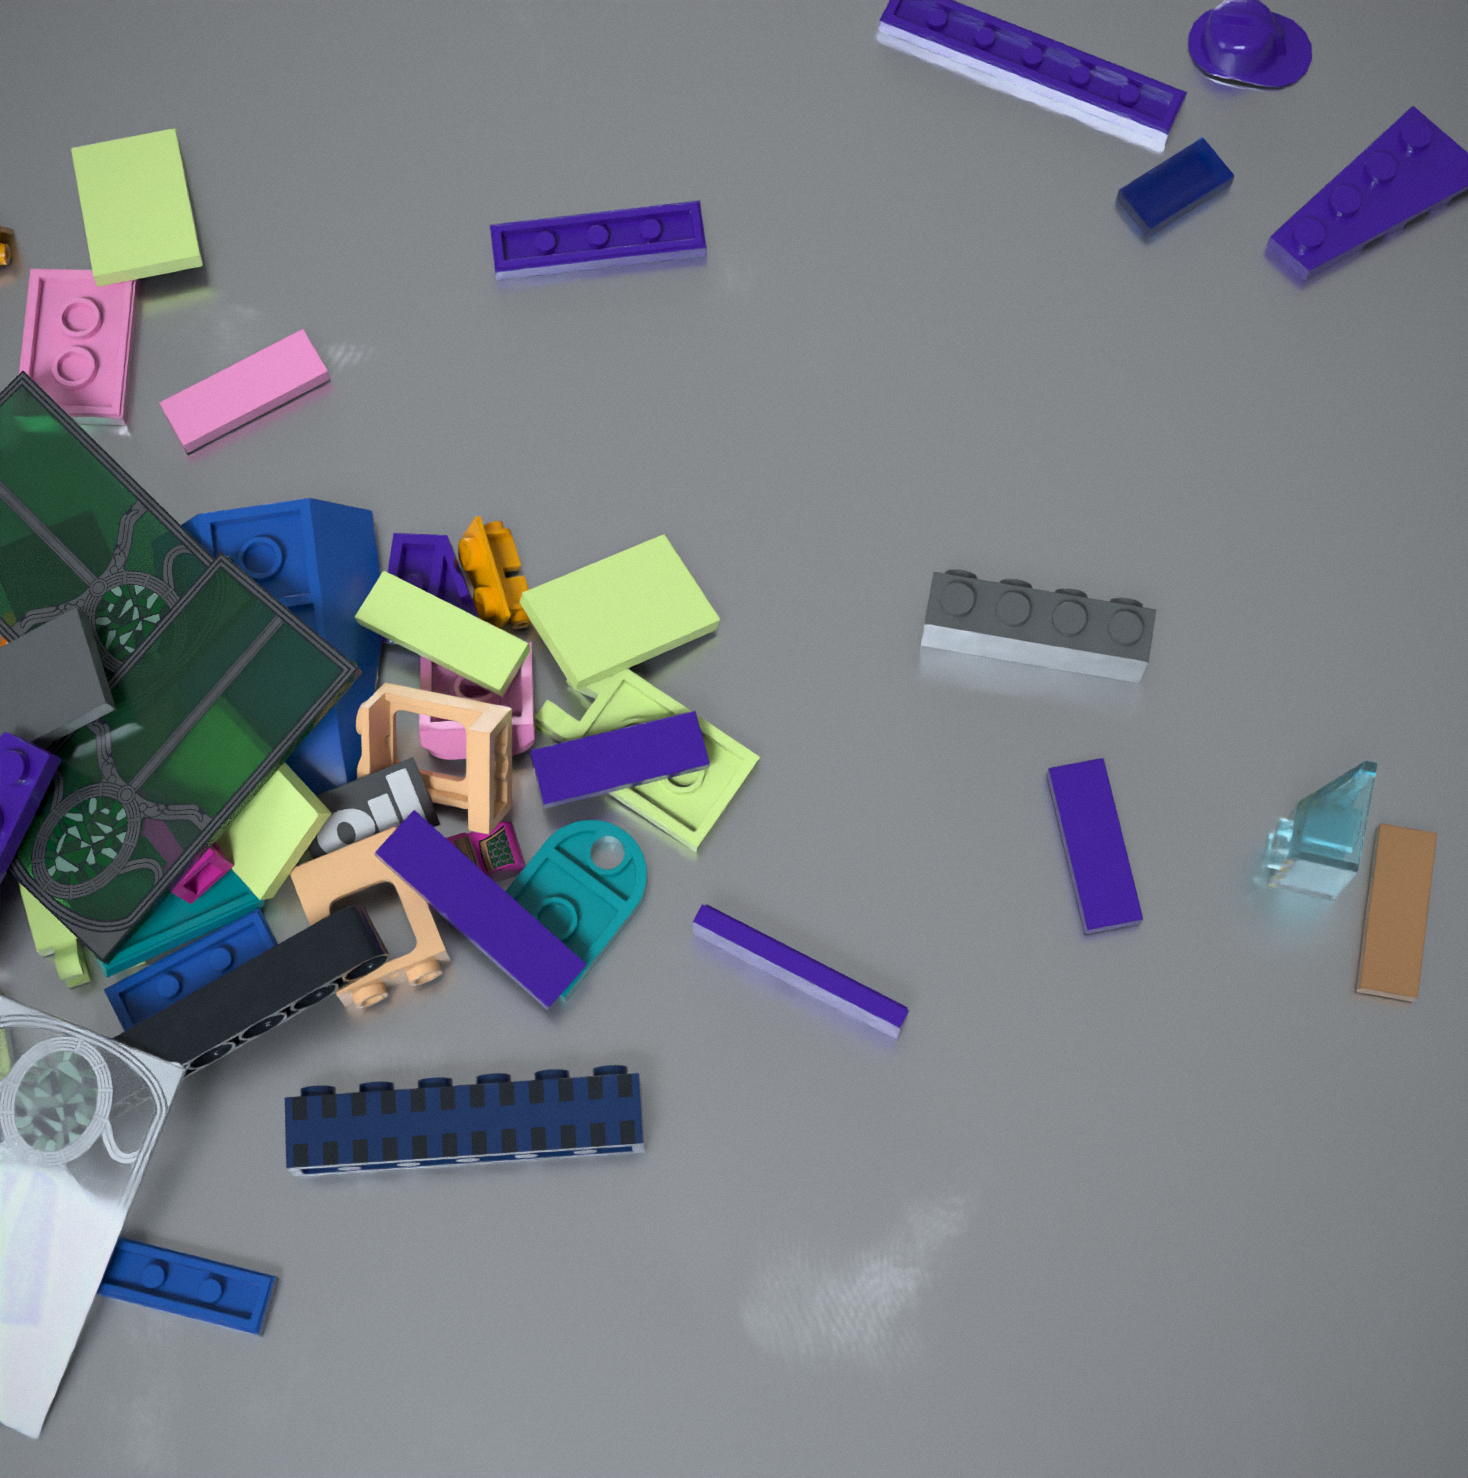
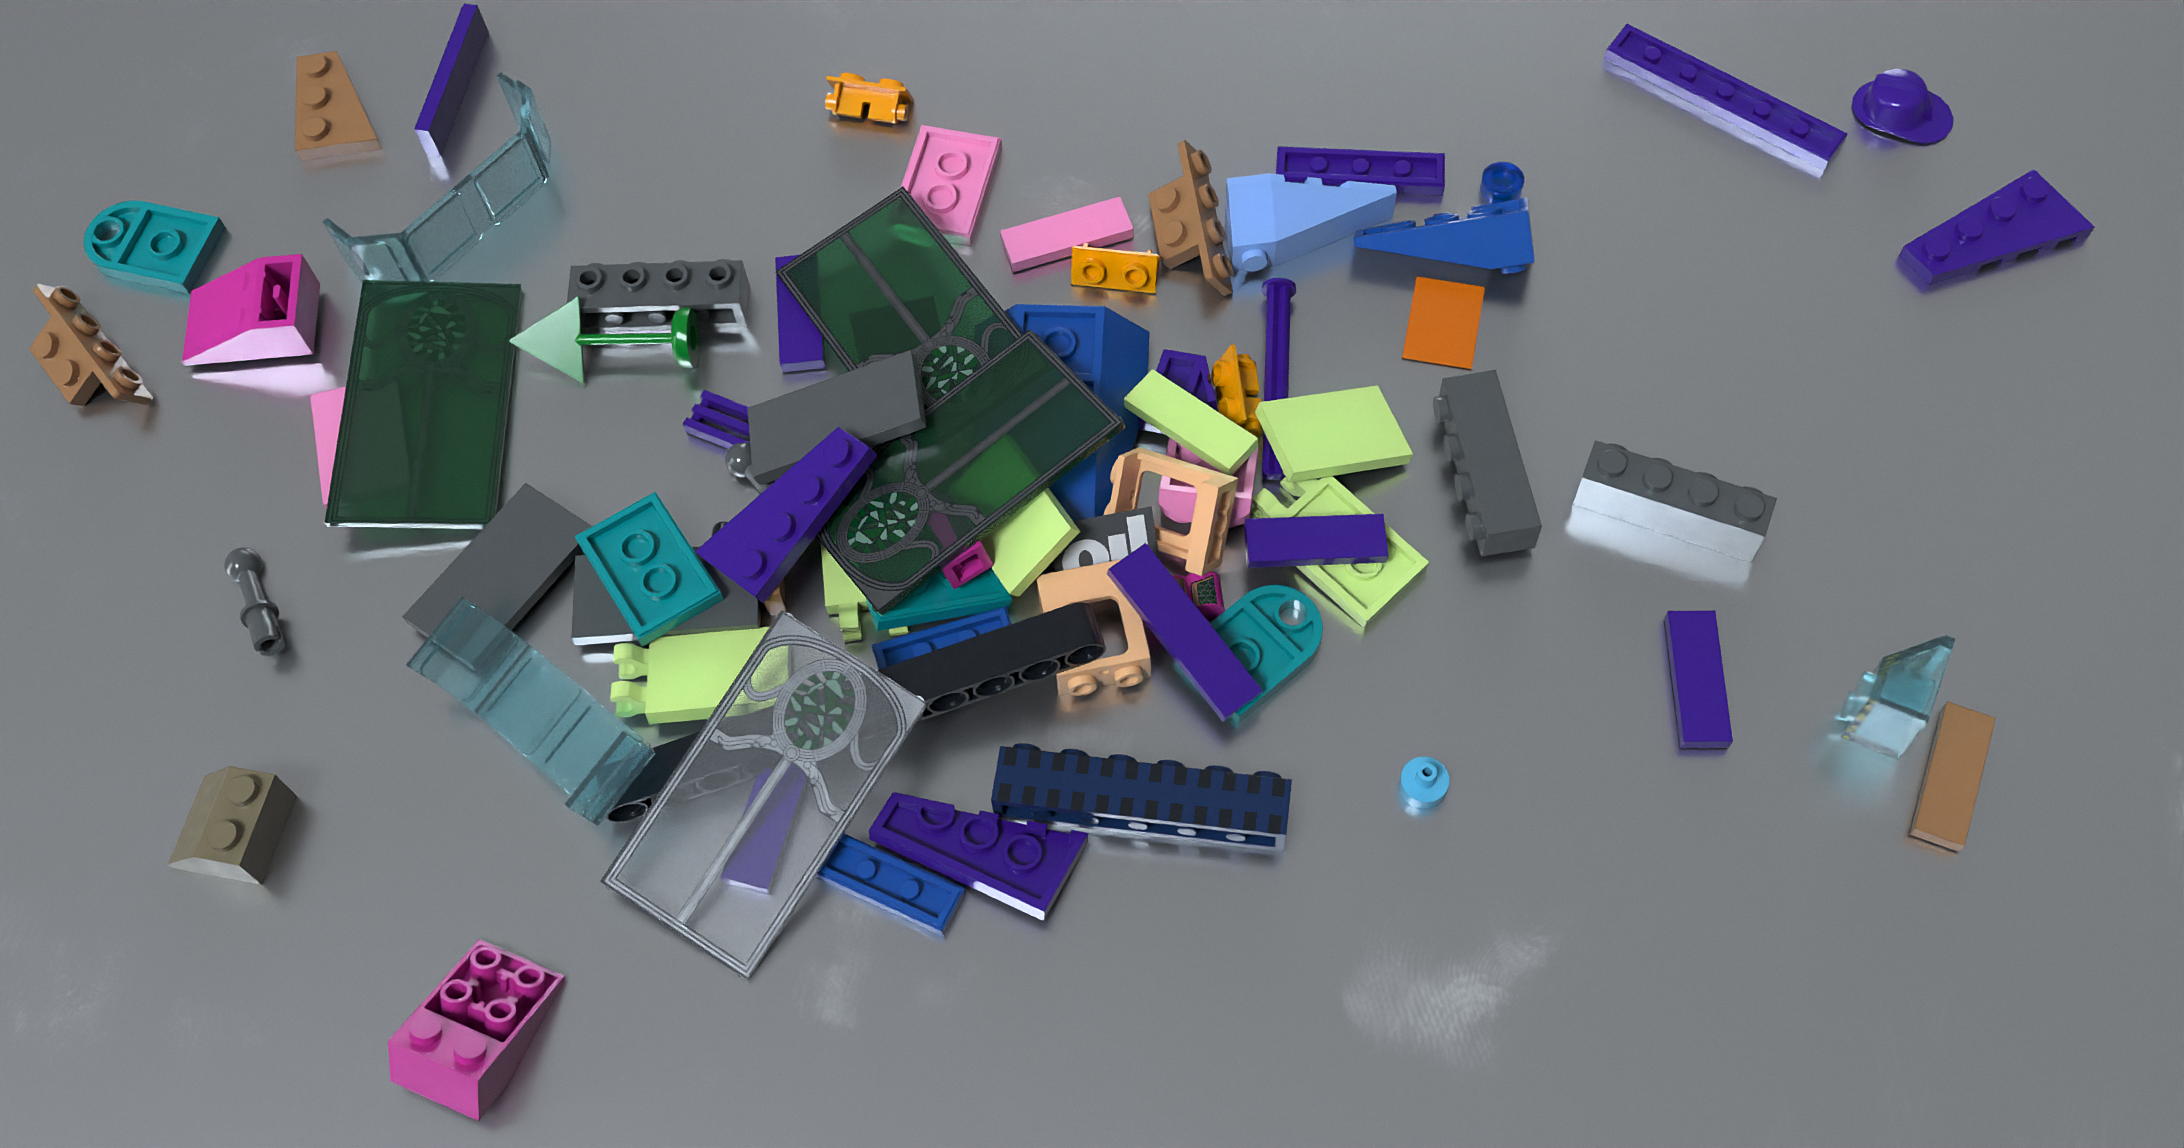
camera: 15 degrees right, 10 degrees down
(136, 207) = (1010, 94): yellowish green tile -> none
(297, 431) = (1114, 268): none -> light orange hinge
(302, 1228) = (993, 855): none -> dark purple wing
(395, 347) = (1188, 220): none -> medium nougat bracket
(506, 338) = (1283, 220): none -> light blue wedge
(534, 514) = (1276, 358): none -> dark purple axle
(732, 430) = (1443, 322): none -> orange sticker
(763, 314) = (1486, 238): none -> blue wedge
(776, 228) = (1502, 182): none -> clear blue tile
(790, 1049) = (1424, 782): none -> medium azure tile
(800, 971) = (1438, 730): dark purple tile -> none
(810, 617) = (1487, 463): none -> dark grey brick
(1175, 187) = (1829, 201): clear blue tile -> none

